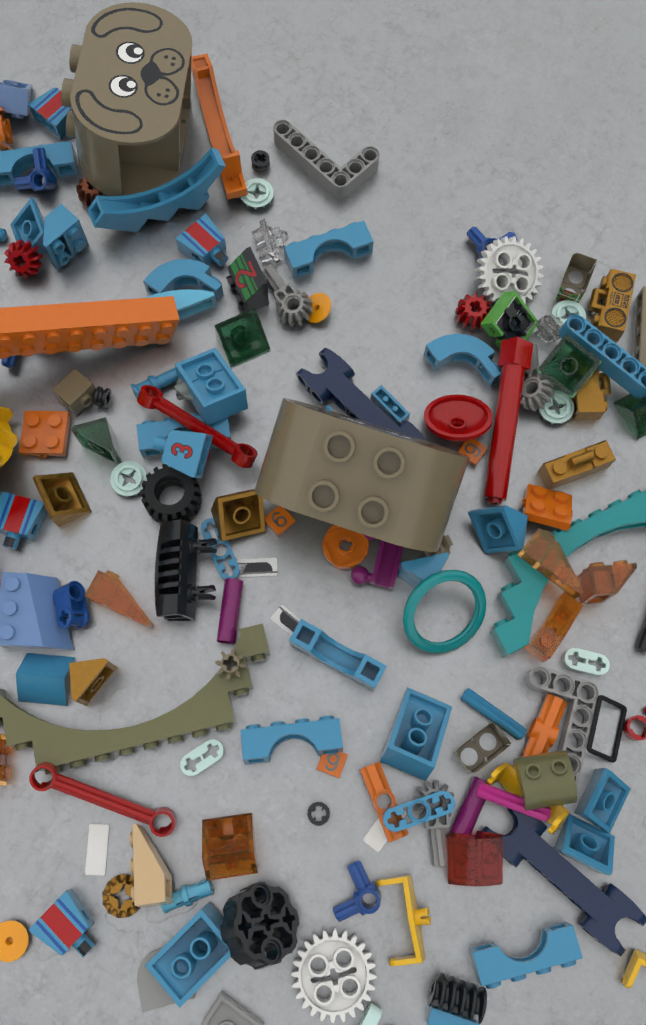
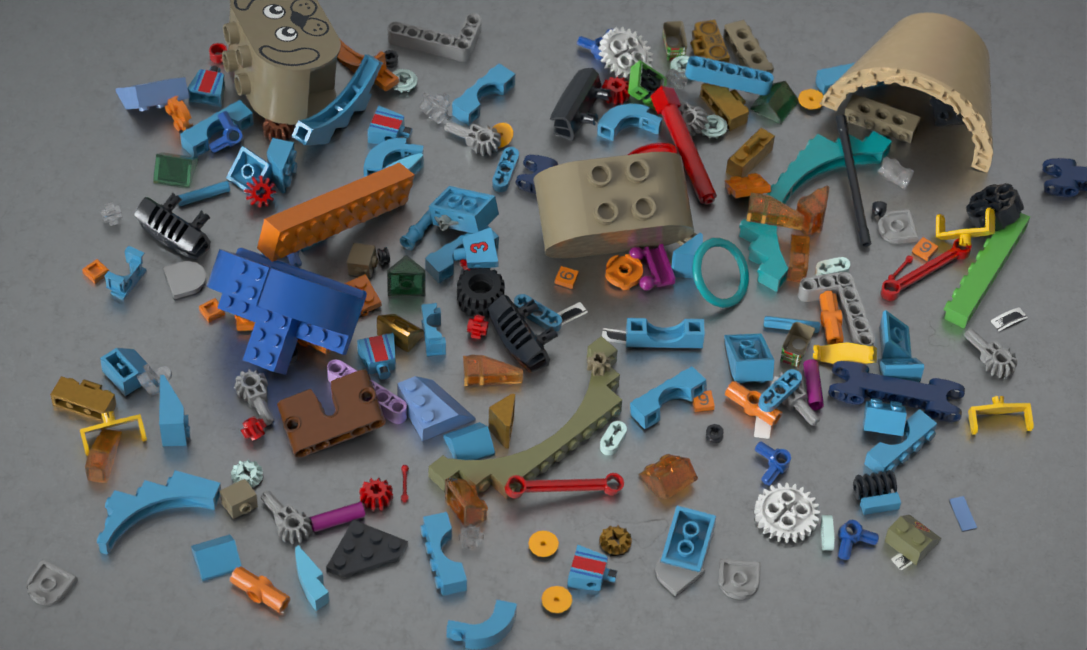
camera: 30 degrees left, 20 degrees down
(41, 857) = (543, 543): none -> light orange piece
(69, 605) = (457, 388): blue piece -> none
(92, 499) = (433, 339): none -> dark azure piece
(97, 849) = (578, 525): white sticker -> none
(127, 469) = (434, 293): light aqua gear -> none
(142, 537) = (477, 326): none -> red gear
(151, 876) = (628, 509): tan slope -> none
(189, 894) = (659, 517): medium azure pin -> none
(230, 611) = (571, 344): magenta piece -> none
(238, 514) = (537, 280): pearl gold slope -> none
(241, 337) = (460, 172): clear green slope -> none
(241, 453) = (431, 235): red piece -> none
(248, 281) = (441, 136): black slope -> none
(250, 942) = (721, 499): black connector -> none
(299, 342) = (507, 176): none -> dark azure beam
(415, 920) = (818, 455): yellow piece -> none
(419, 308) = (576, 103): none -> black piece
(475, 859) = (834, 404): clear red slope -> none
(499, 528) = (723, 209): dark azure slope -> none
(510, 801) = (837, 359): dark pink axle -> none
(527, 906) = (884, 417): none -> dark azure slope
(546, 780) = (849, 332): olive brick -> none
(570, 366) = (708, 90): clear green slope -> none
(594, 724) = (856, 278): black piece -> none

